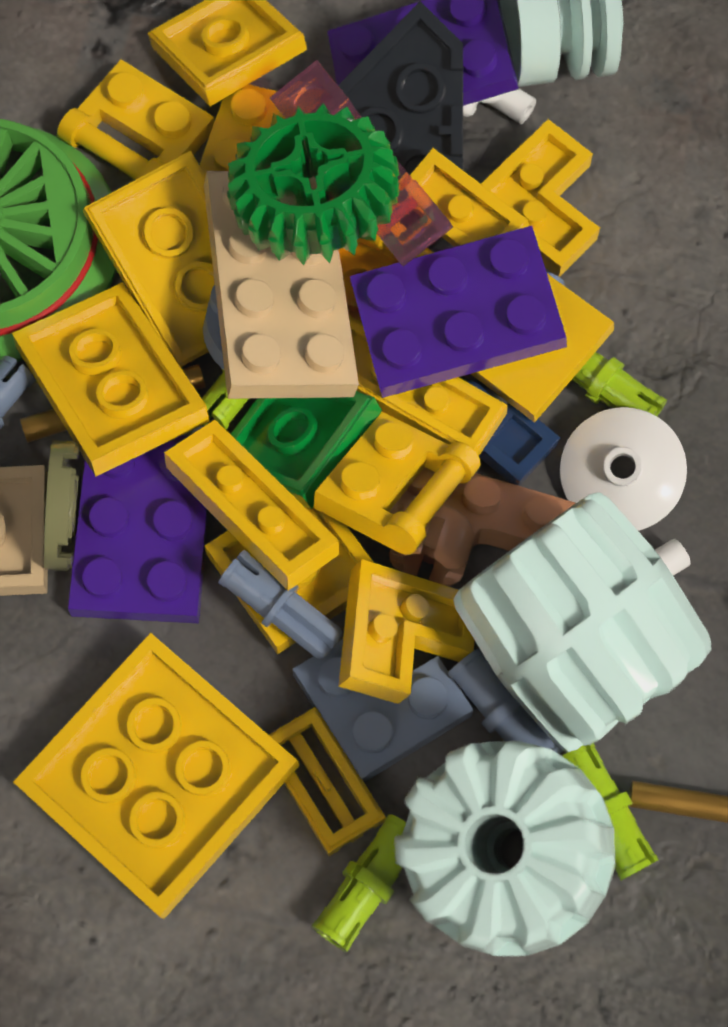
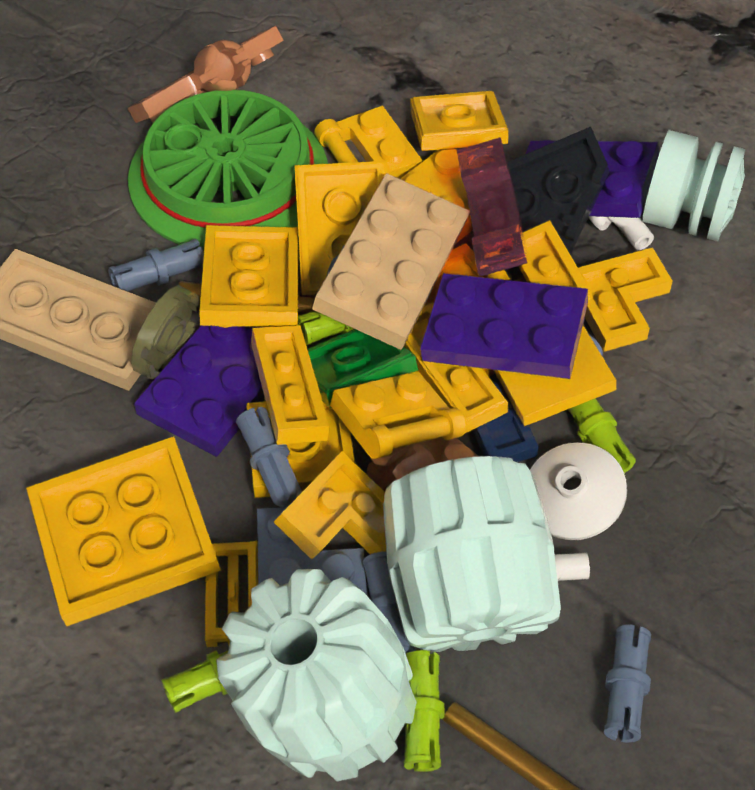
camera: 30 degrees right, 15 degrees down
(352, 176) = (445, 197): green gear -> none

